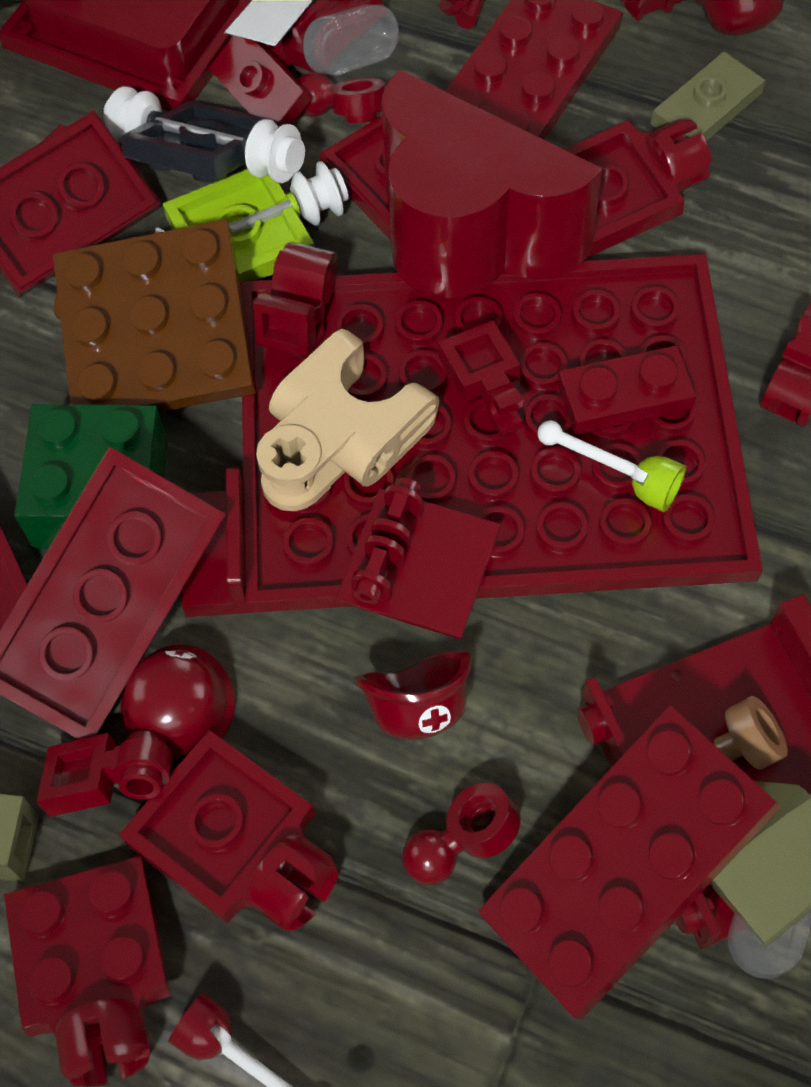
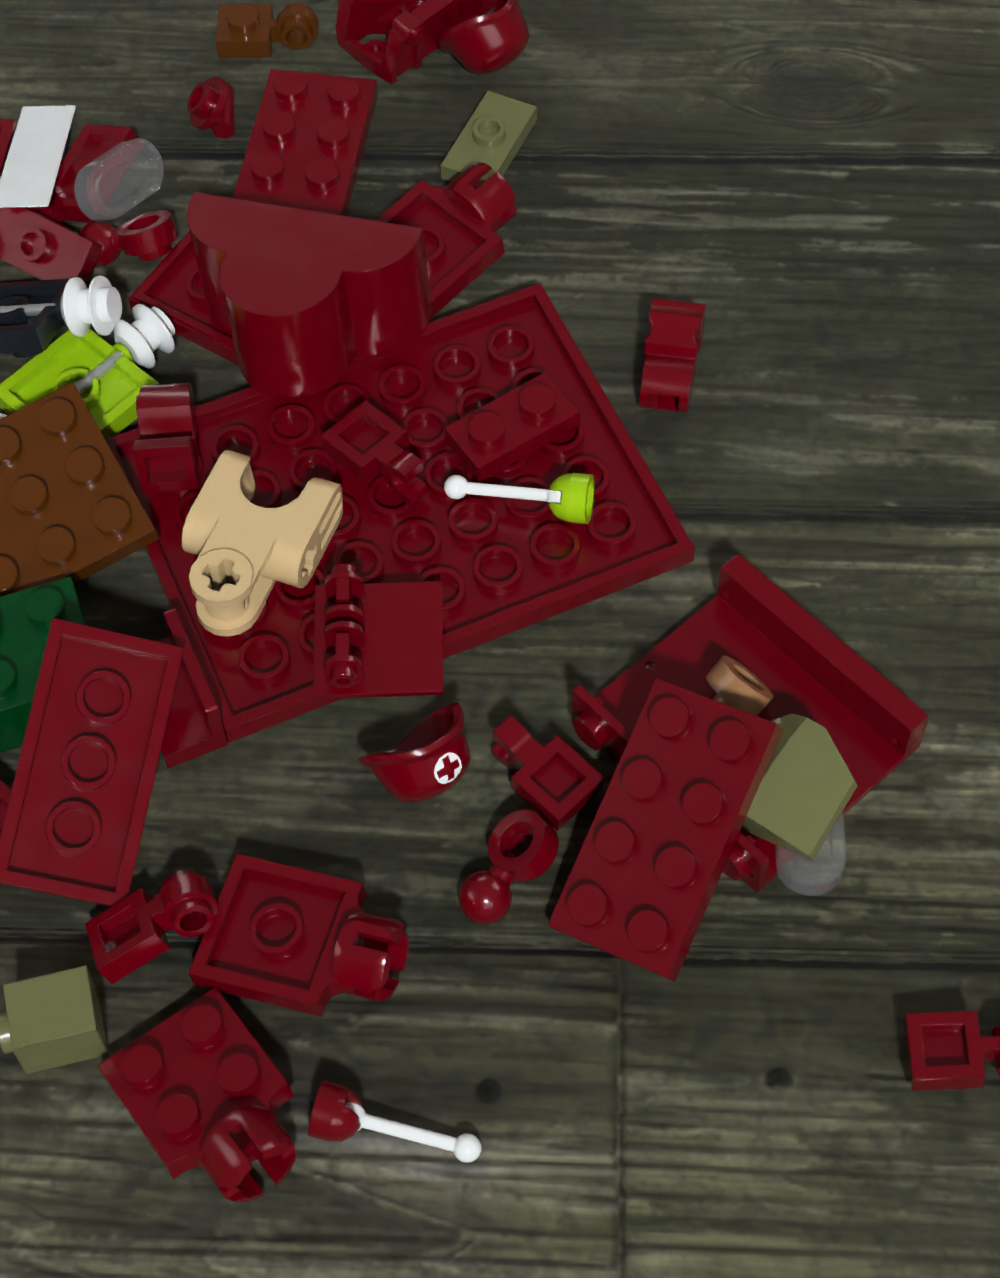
camera: 20 degrees left, 5 degrees down
(178, 696) = (193, 833): dark red helmet -> none
(535, 758) = (548, 777): none -> dark red plate

